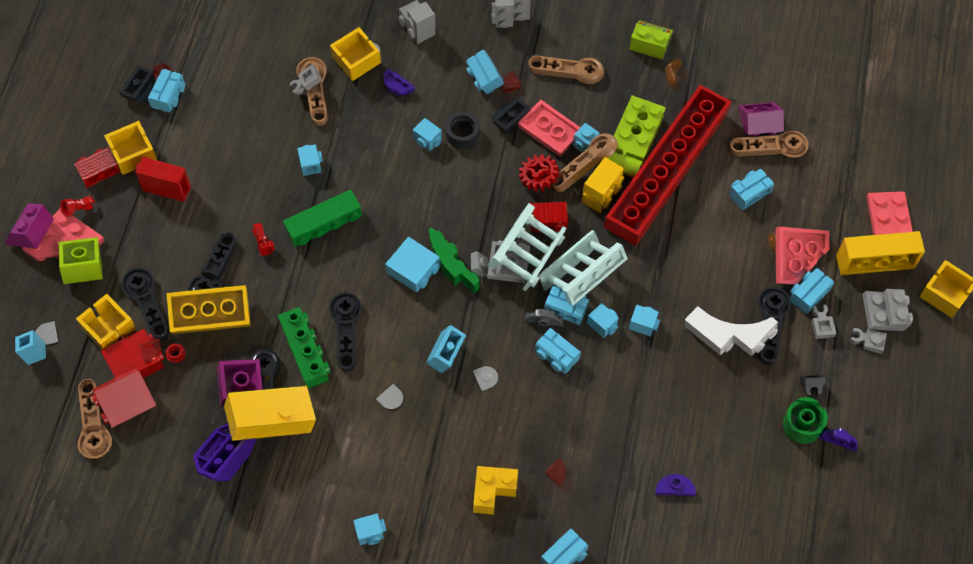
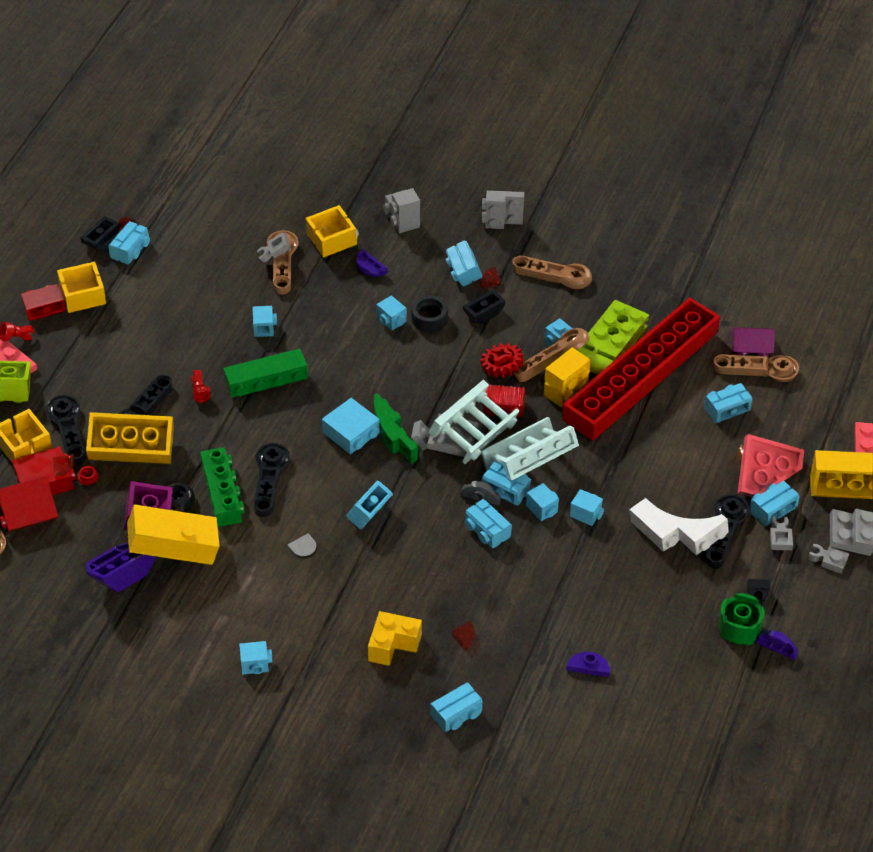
camera: 10 degrees right, 15 degrees down
(163, 179) = (108, 317): red brick -> none
(486, 377) = (407, 540): light grey piece -> none
(549, 128) = (521, 322): coral plate -> none
(650, 39) = (646, 256): lime slope -> none
(671, 70) = (664, 286): clear orange arm -> none

